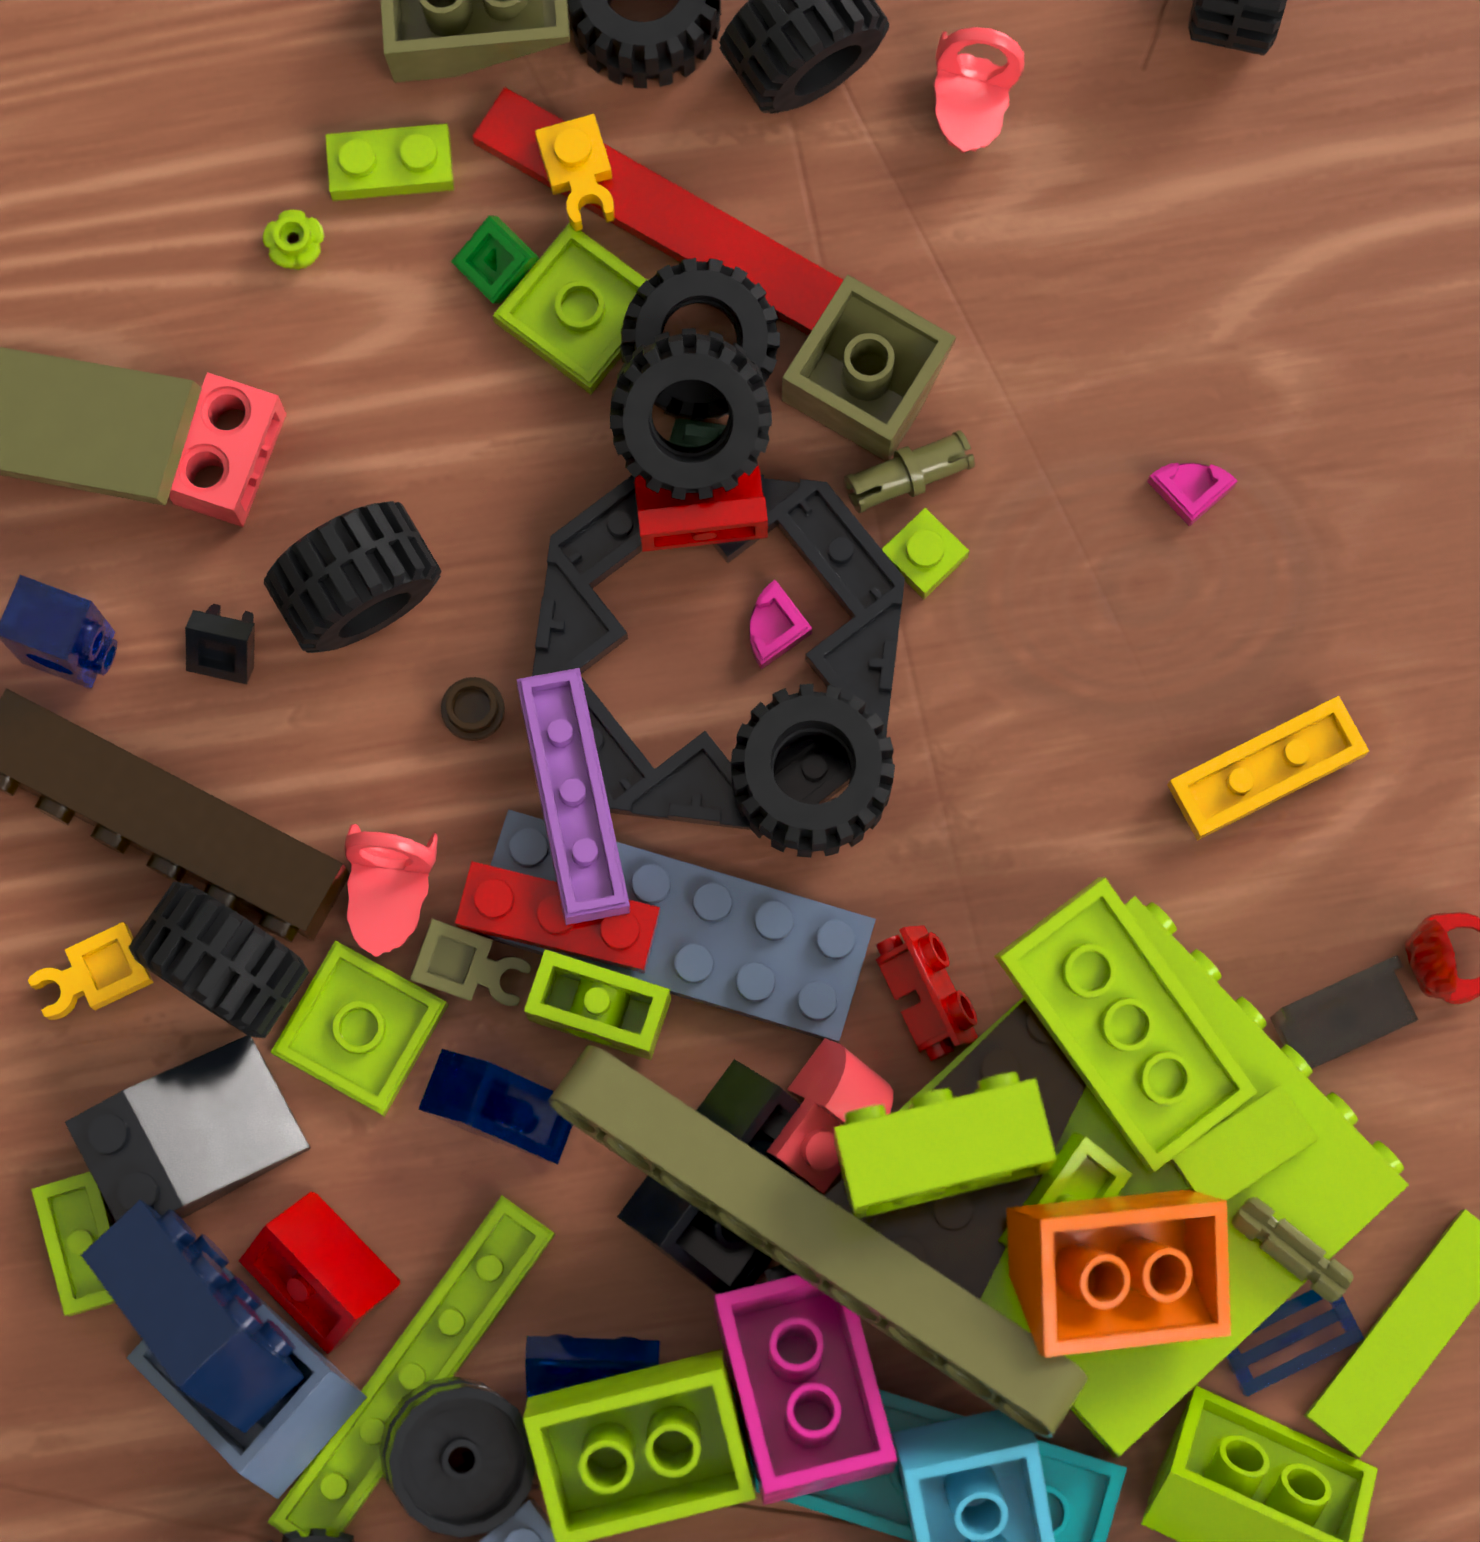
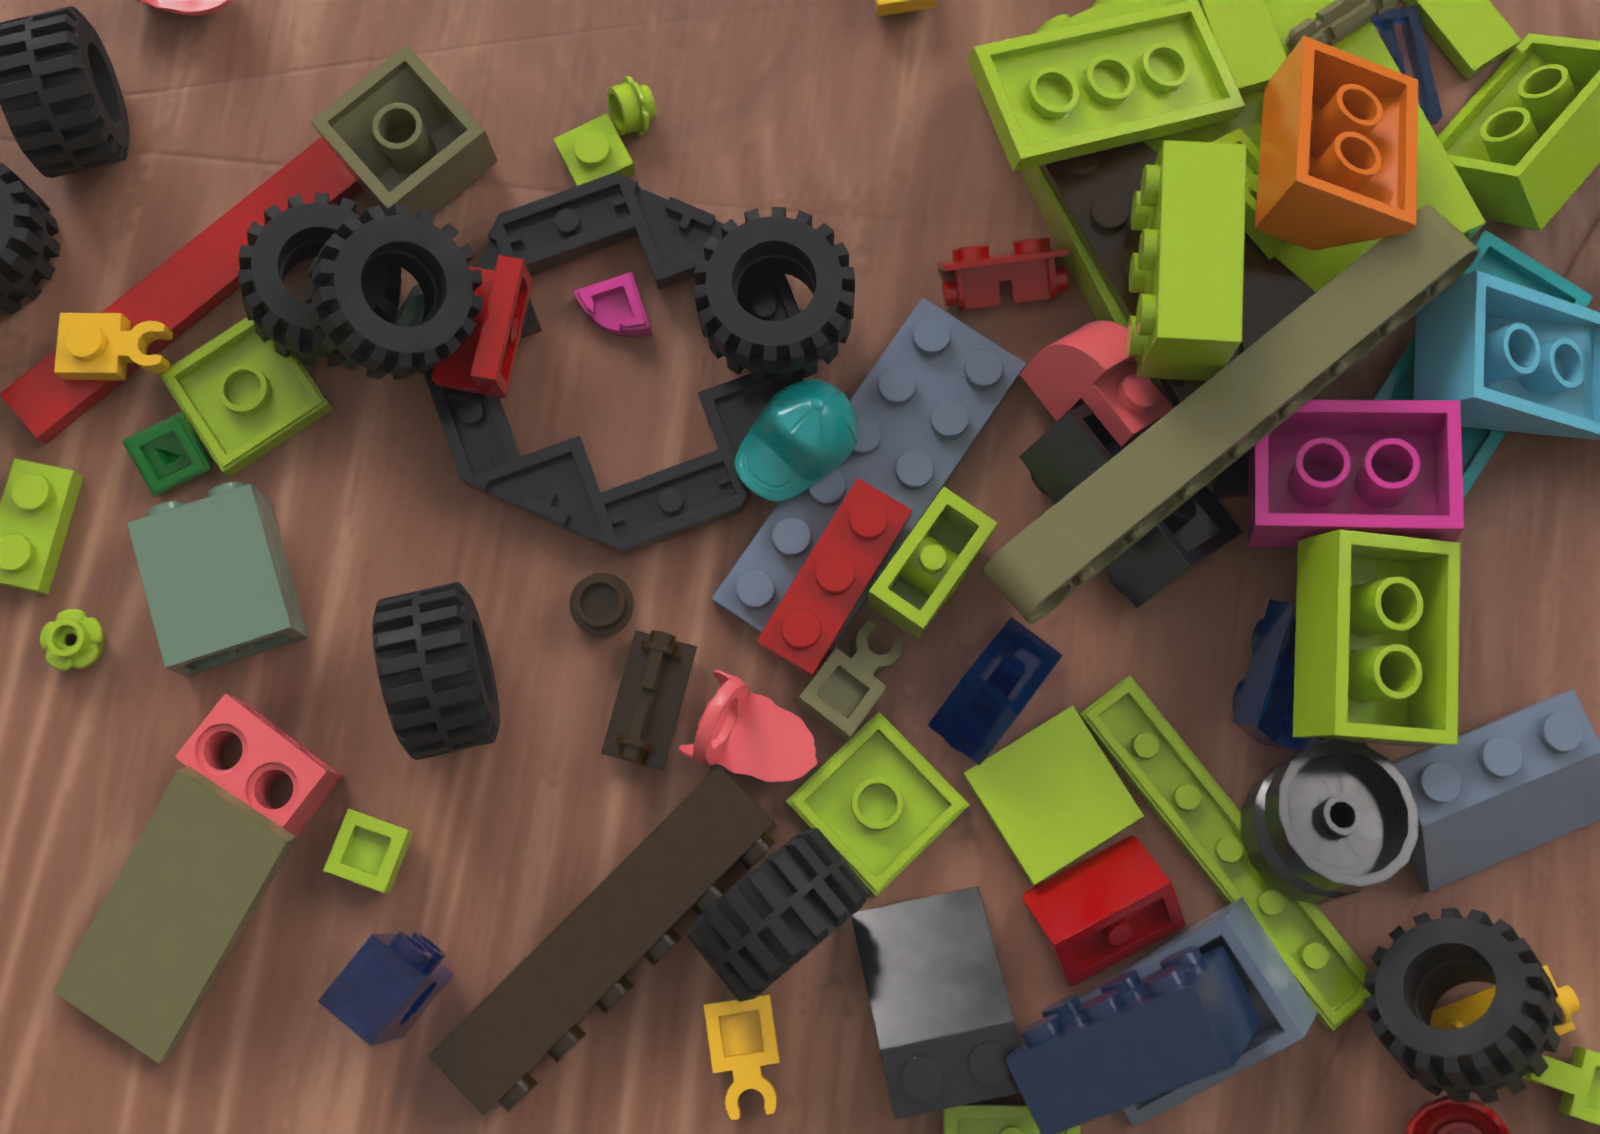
camera: 70 degrees left, 0 degrees up
(177, 574) = (368, 851): none -> lime plate
(220, 645) = (456, 828): black tile -> none
(388, 348) = (216, 579): none -> sand green brick
(394, 783) = (649, 699): none -> dark brown hinge
(416, 1192) = (1052, 795): none -> lime tile
(573, 796) = (725, 524): medium lavender tile -> none
(683, 840) = (797, 440): none -> teal piece
(909, 471) = (514, 142): olive pin -> none
(984, 572) = (631, 106): none -> lime plate

